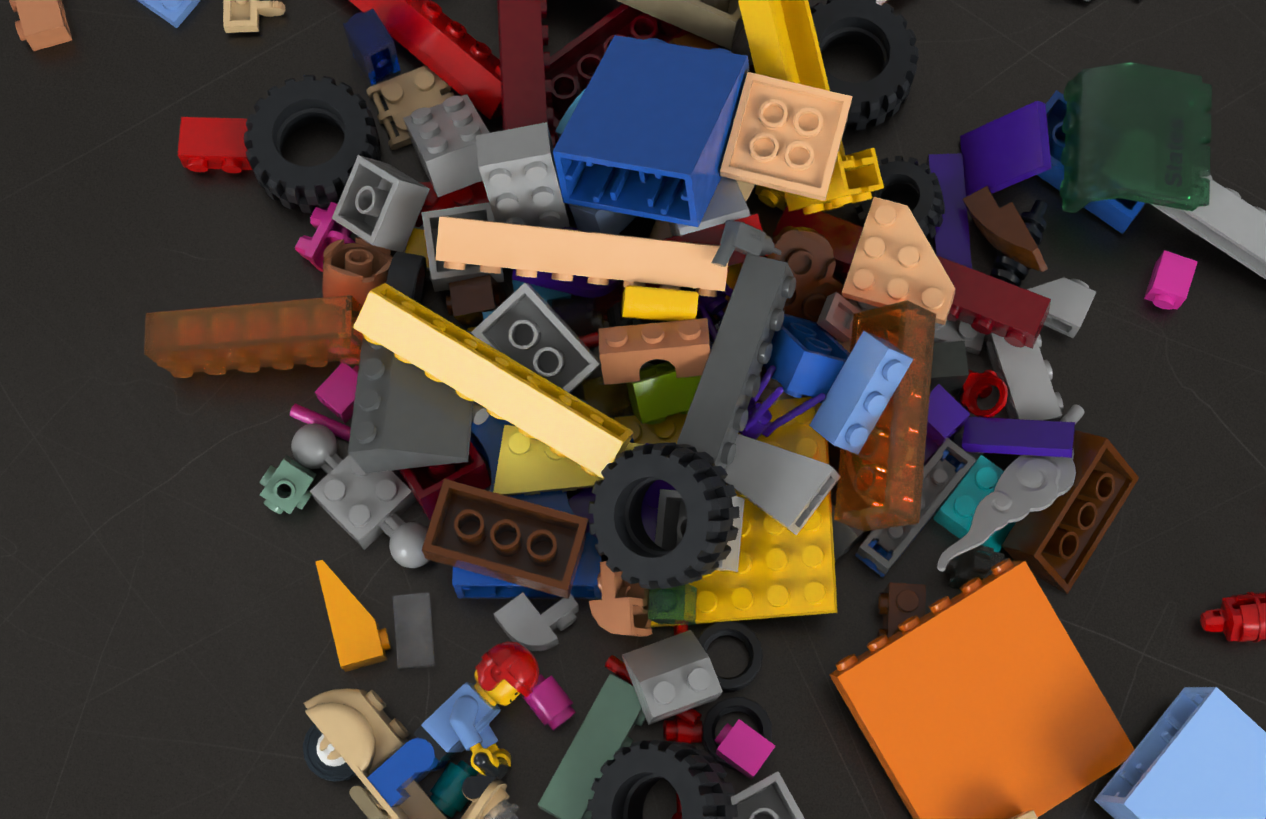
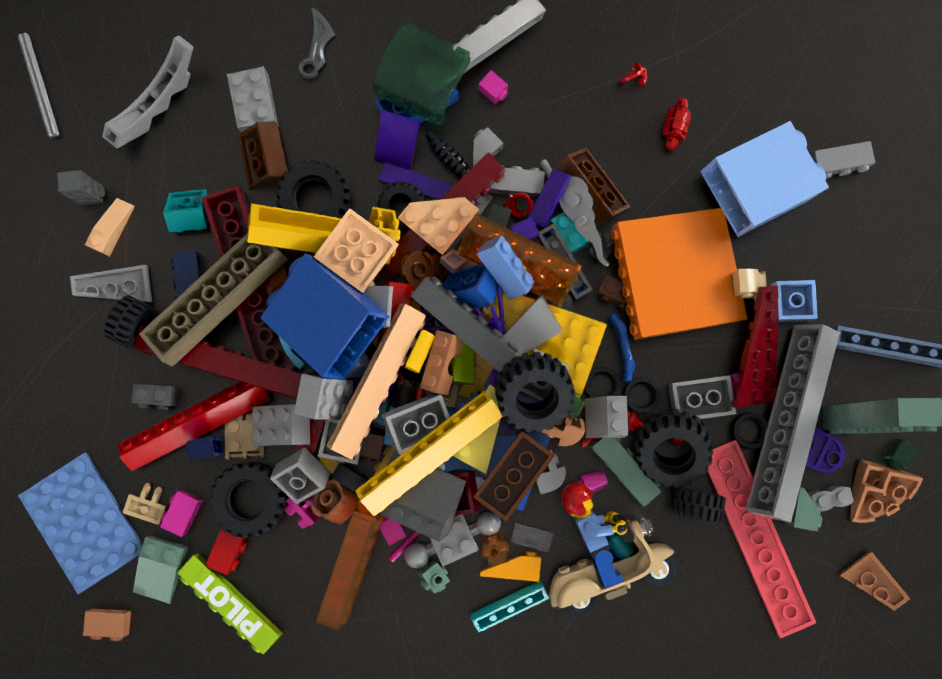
camera: 65 degrees left, 10 degrees up
(131, 182) = (230, 604): none -> lime brick
(155, 54) = (159, 568): none -> sand green slope
(254, 53) = (181, 513): none -> dark pink brick
(281, 635) = (509, 606): none -> teal brick
(369, 574) = (495, 550): none -> clear orange brick
(743, 748) = (654, 395): dark pink brick -> none
(744, 240) = (403, 295): dark grey piece -> none
(781, 688) = (627, 359): none -> blue piece
(1004, 229) = (437, 158): reddish brown slope -> none

